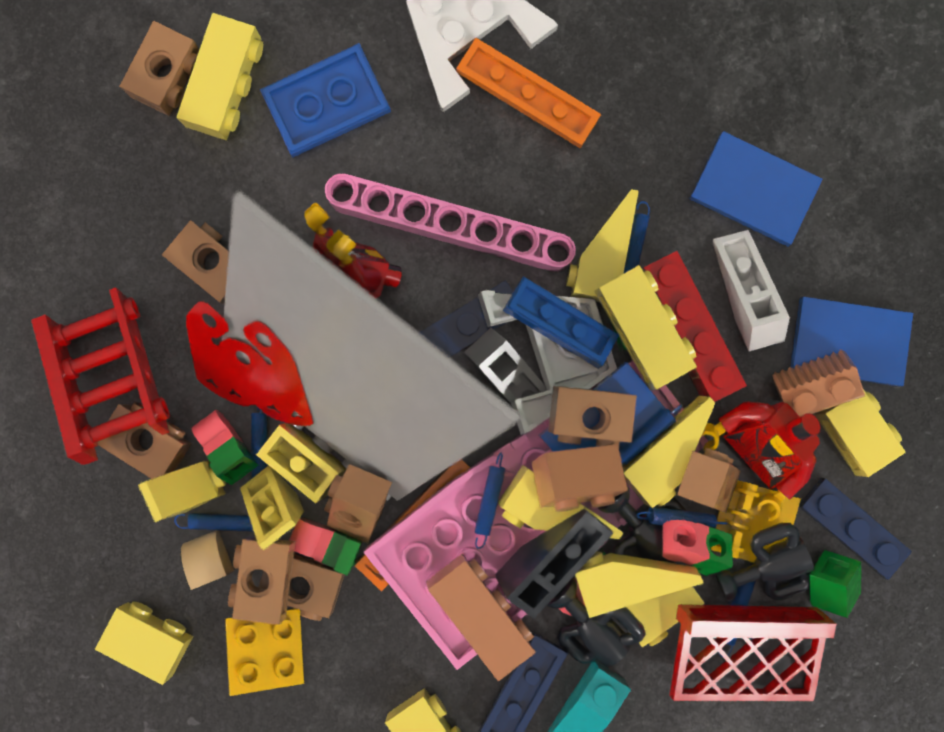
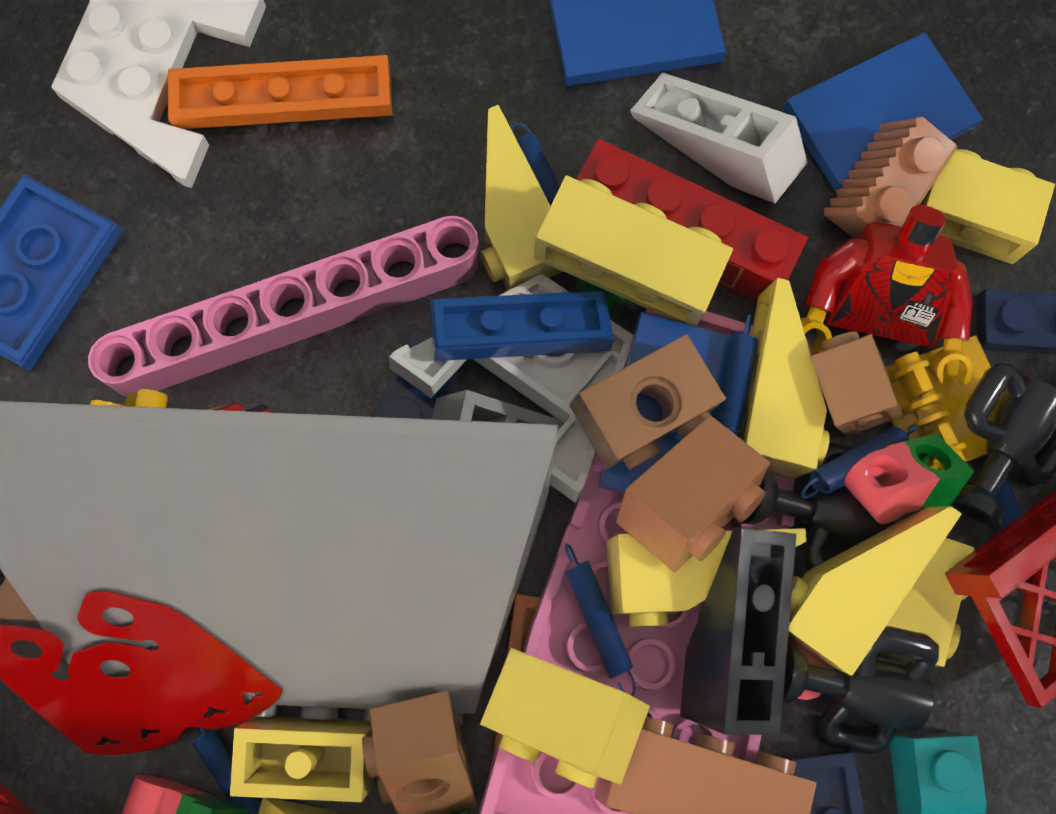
camera: 35 degrees left, 10 degrees down
(438, 536) = (566, 717): none -> light yellow brick

